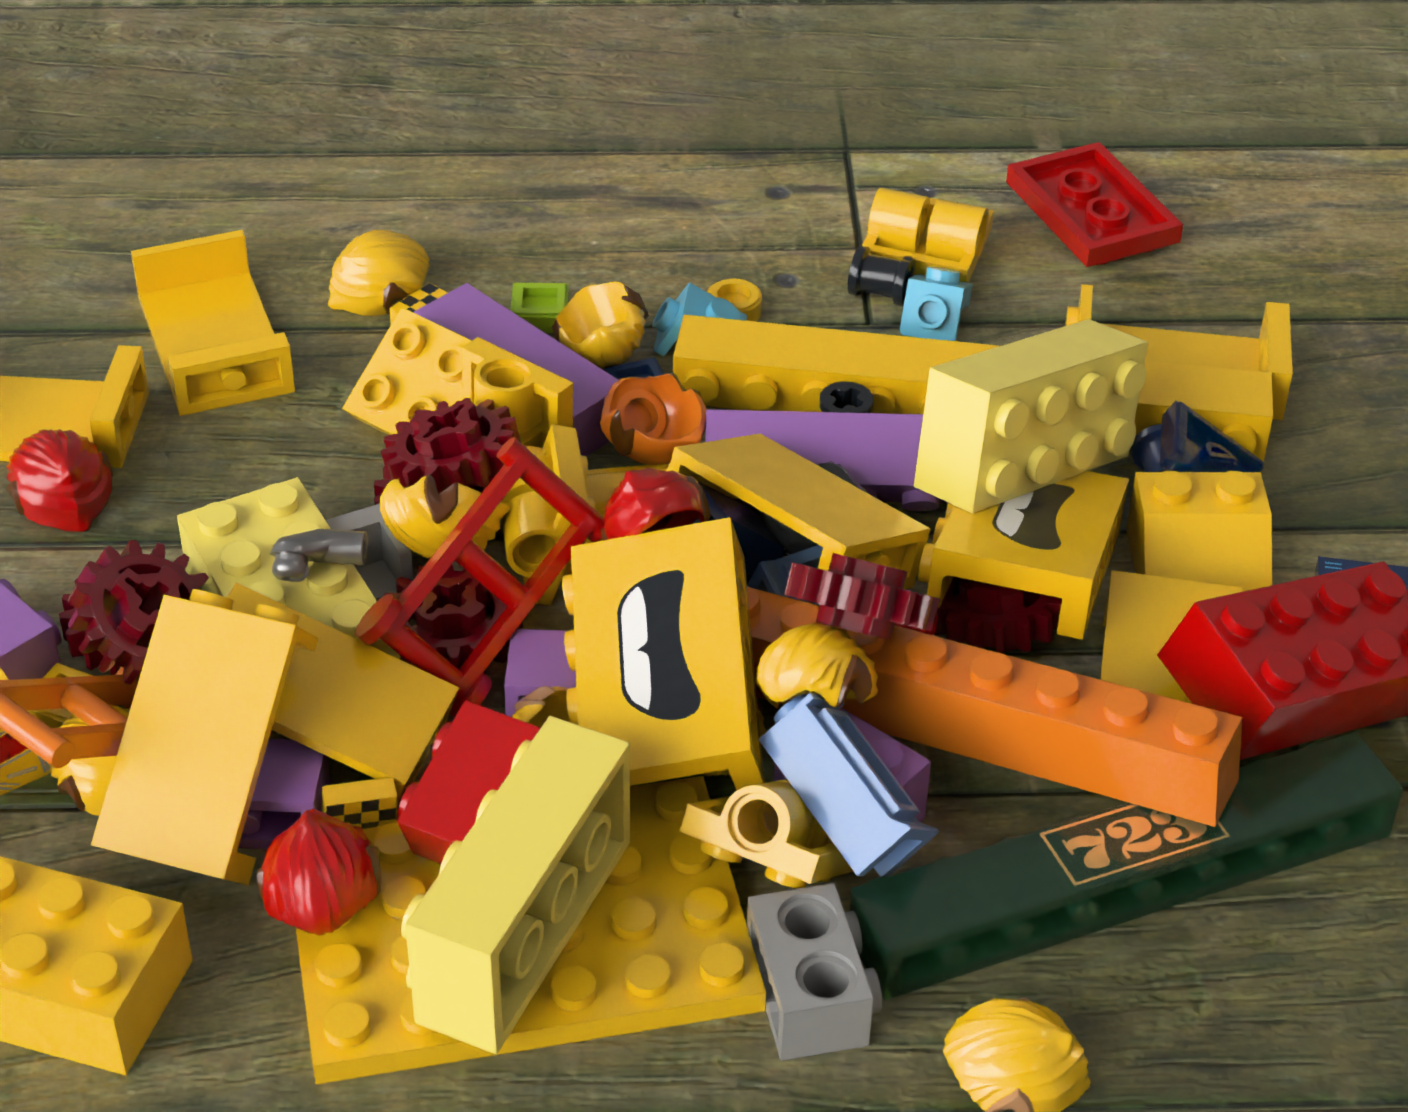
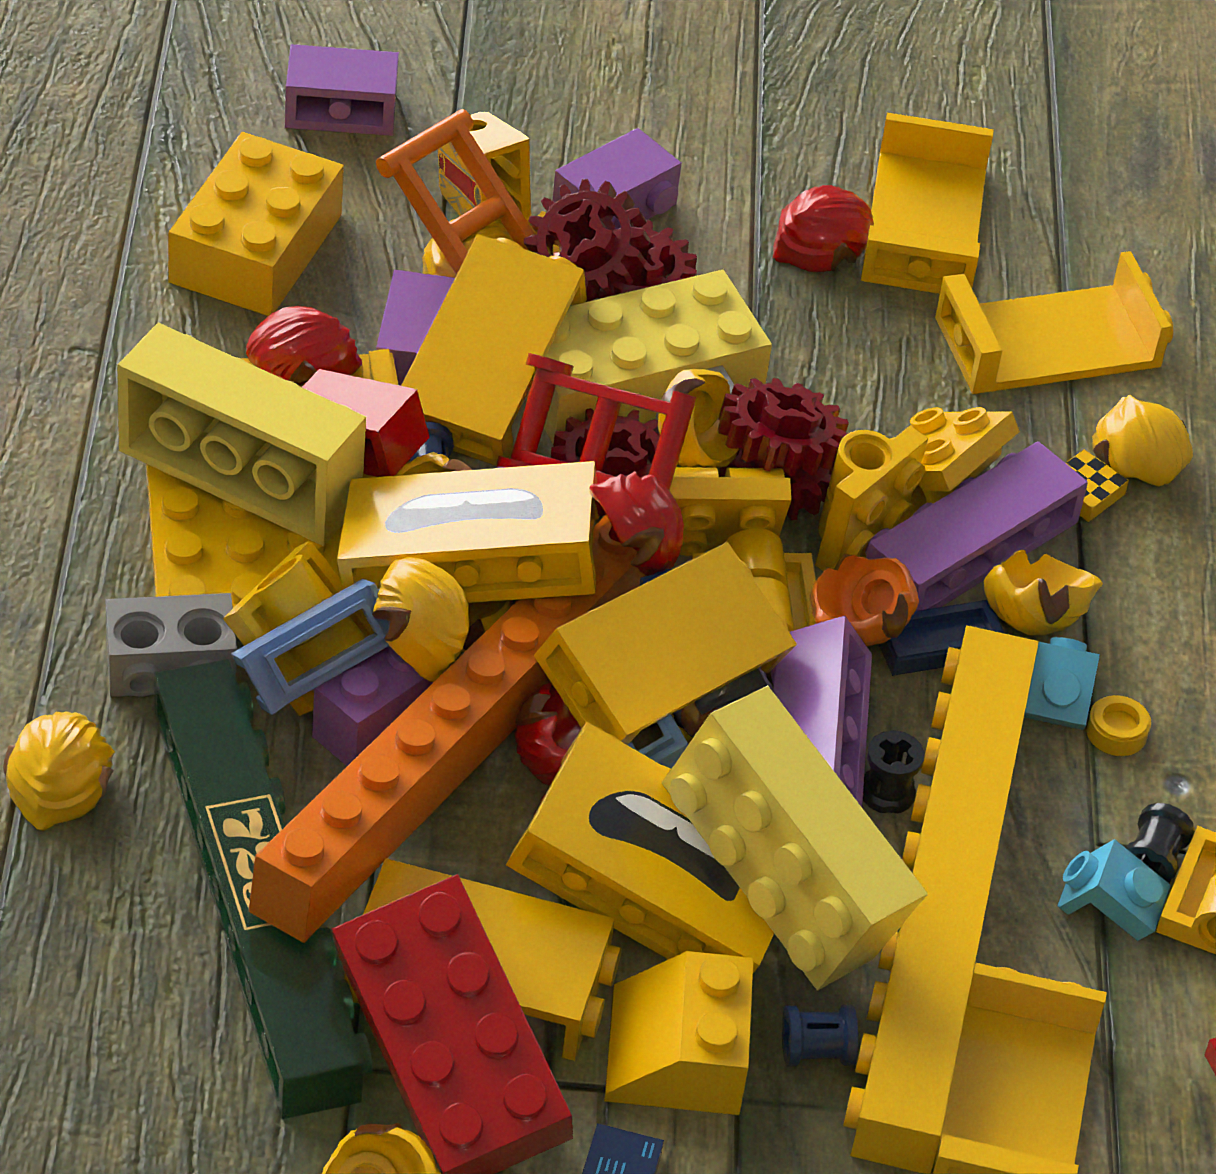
camera: 90 degrees right, 5 degrees up
(198, 734) = (483, 240): yellow panel -> none
(317, 545) = (648, 333): flat silver arm -> none
(539, 302) = (1111, 563): lime tile -> none
(861, 596) = (484, 626): dark red gear -> none
(1196, 445) = (816, 1043): tile -> none

